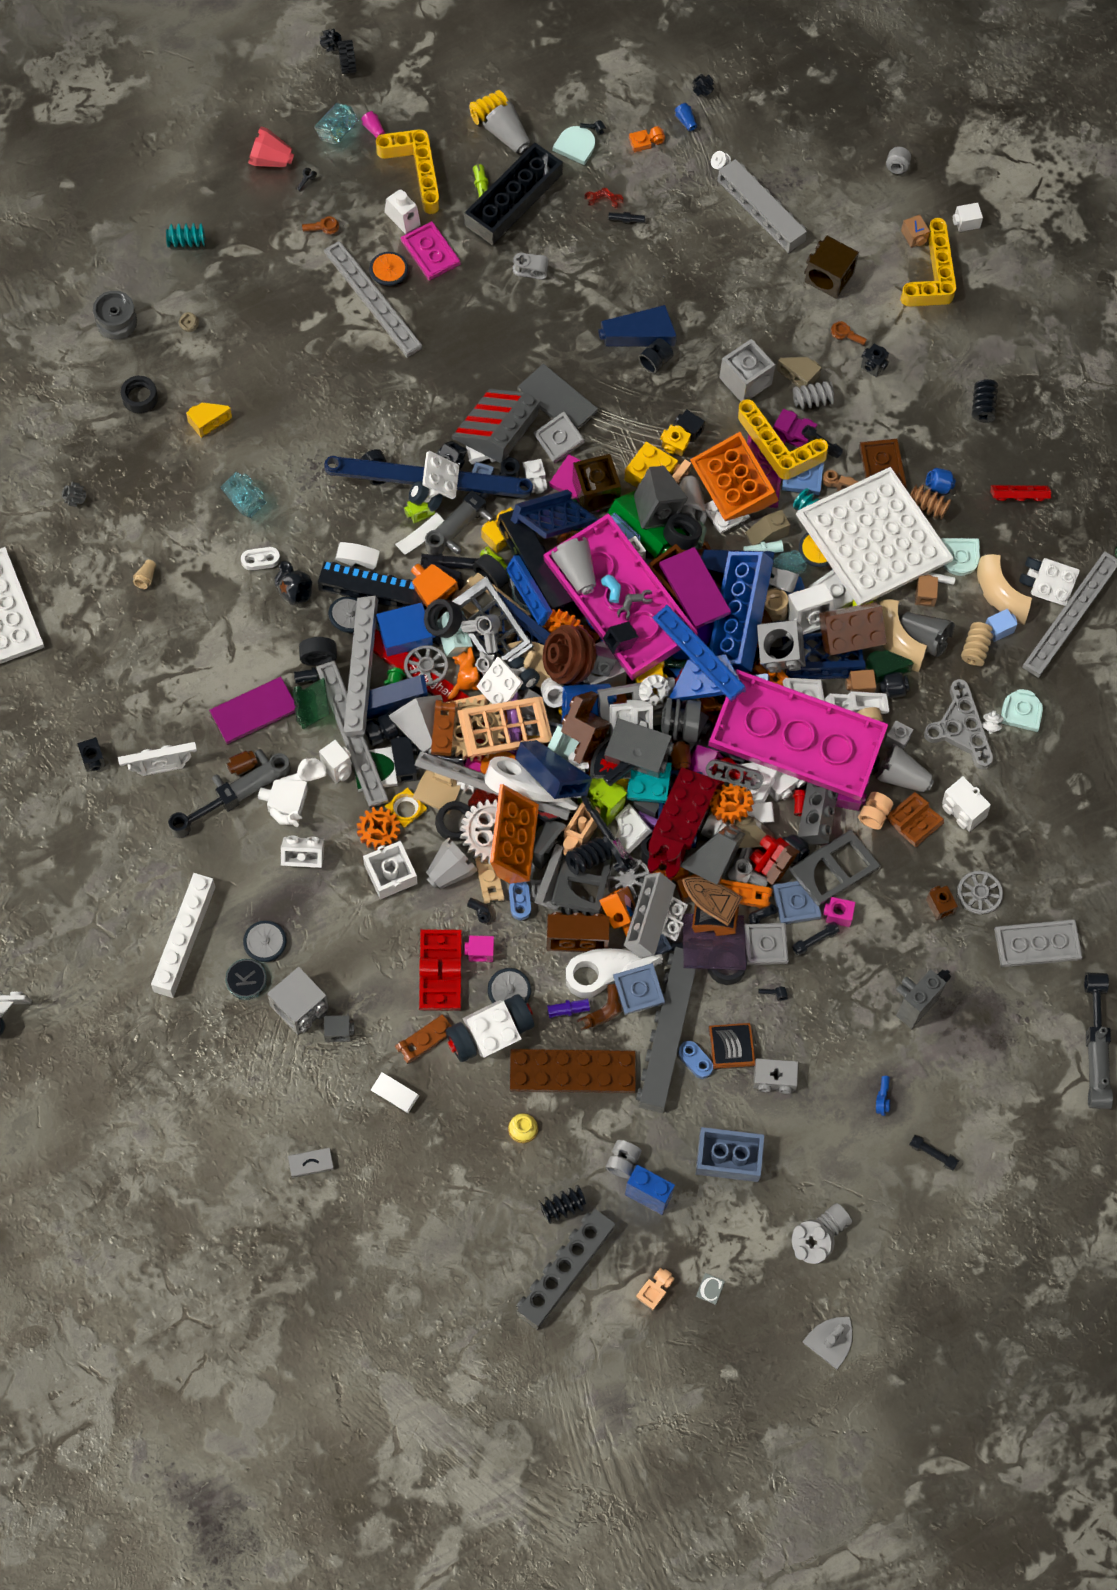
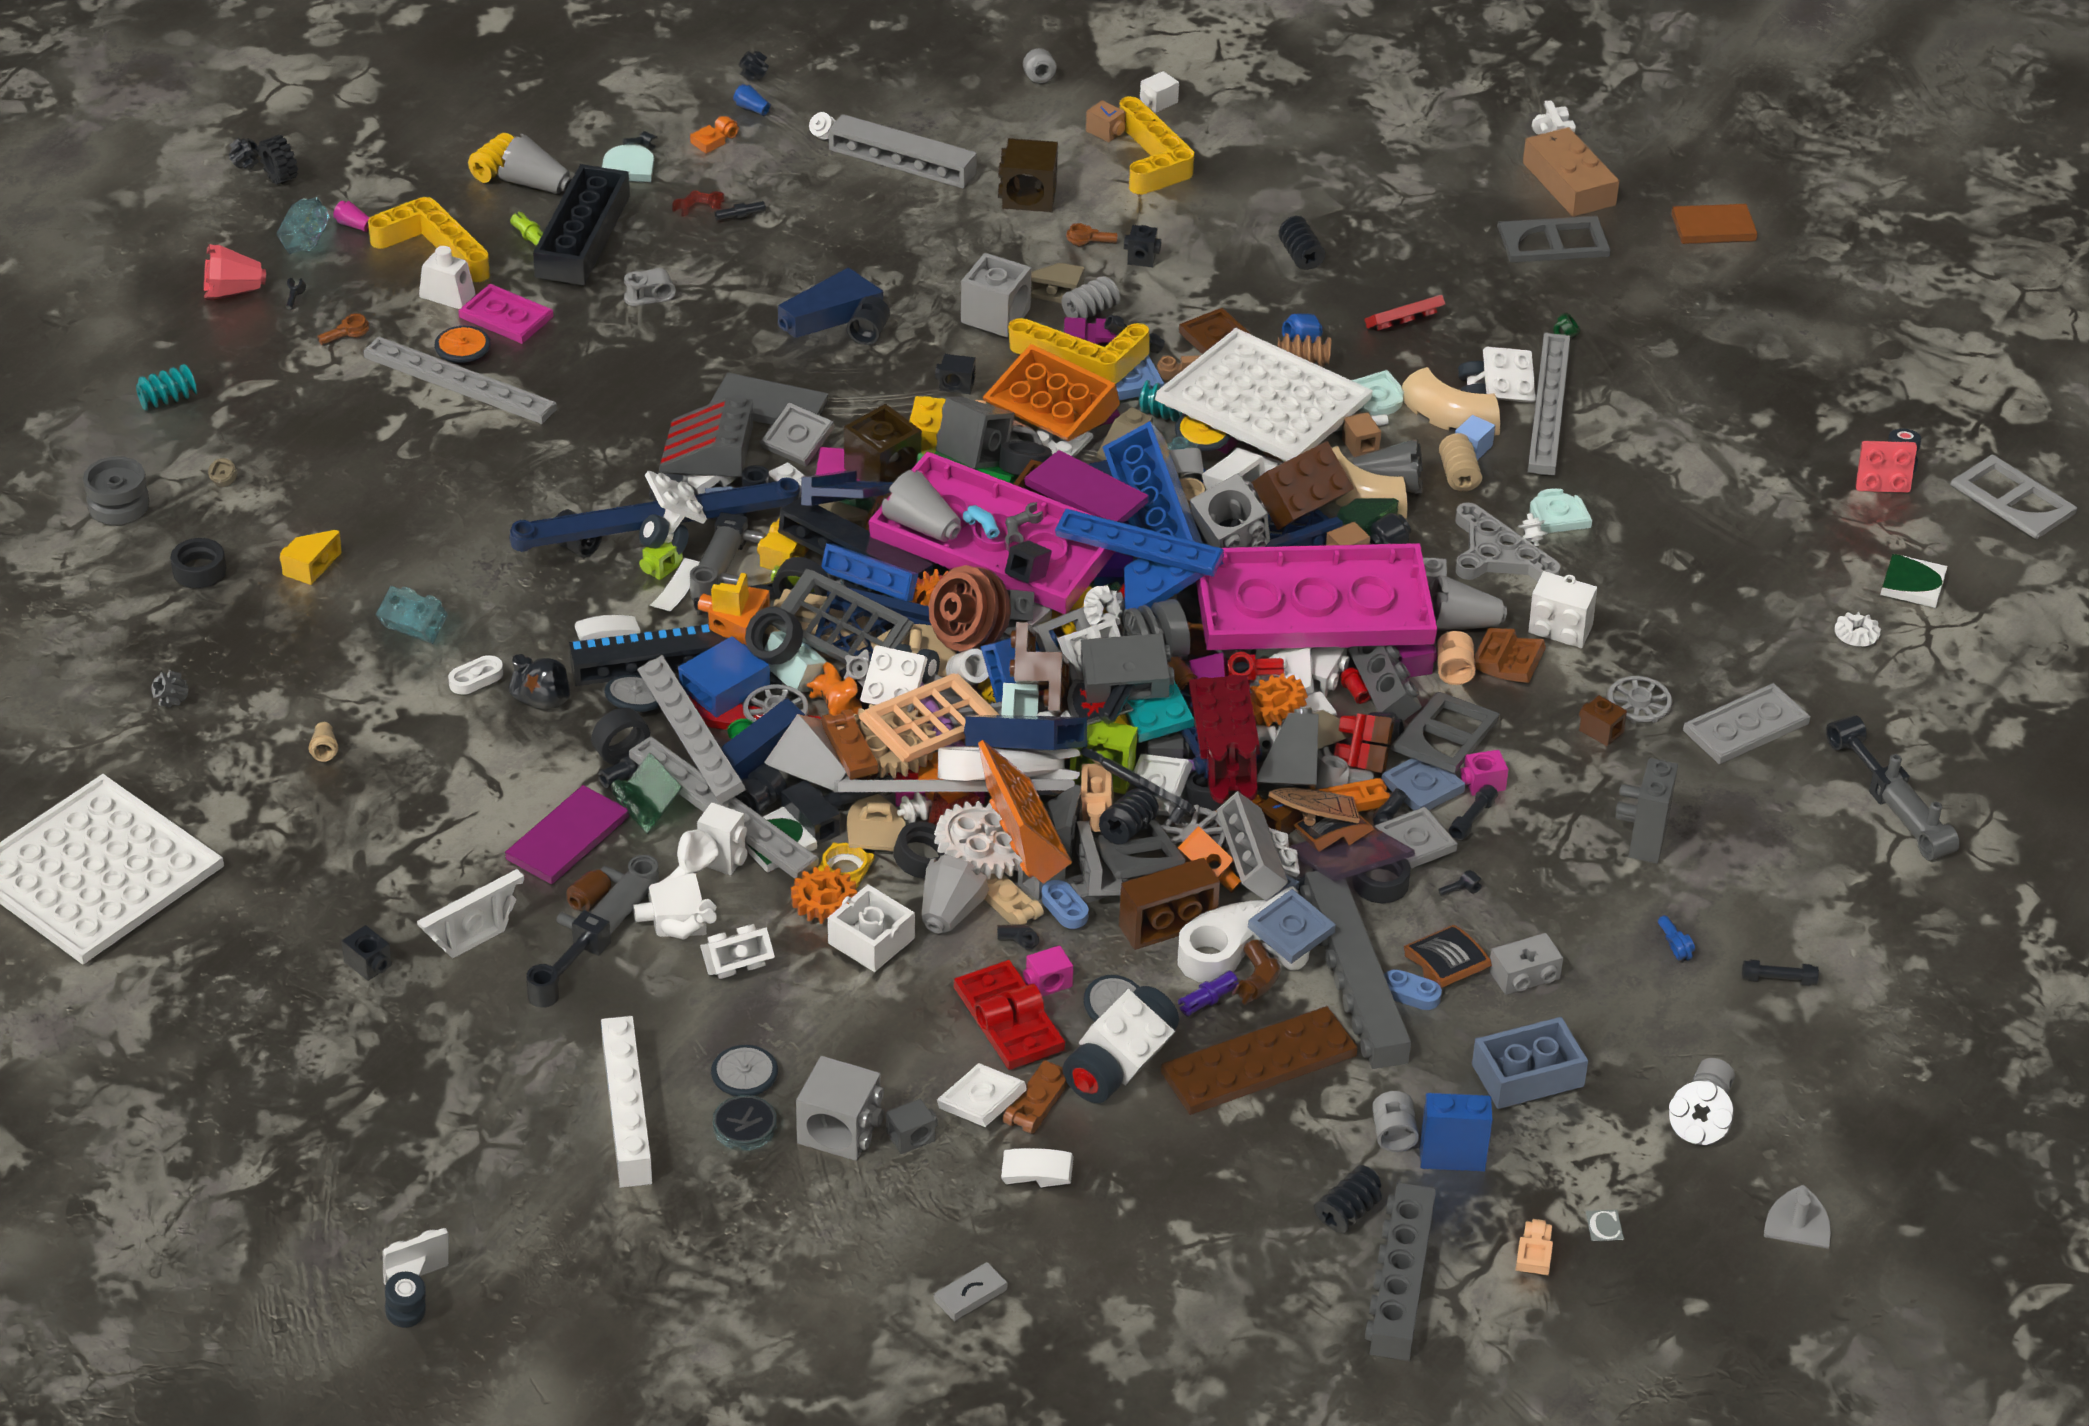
camera: 25 degrees left, 25 degrees down
(391, 1024) = (981, 1095): none -> white tile
(427, 579) = (730, 598): none -> yellow panel
(481, 627) = (848, 625): light grey axle -> none
(523, 1128) = (1235, 1144): light yellow piece -> none
(675, 440) = (949, 384): yellow brick -> none
(721, 765) = (1282, 650): dark grey beam -> none

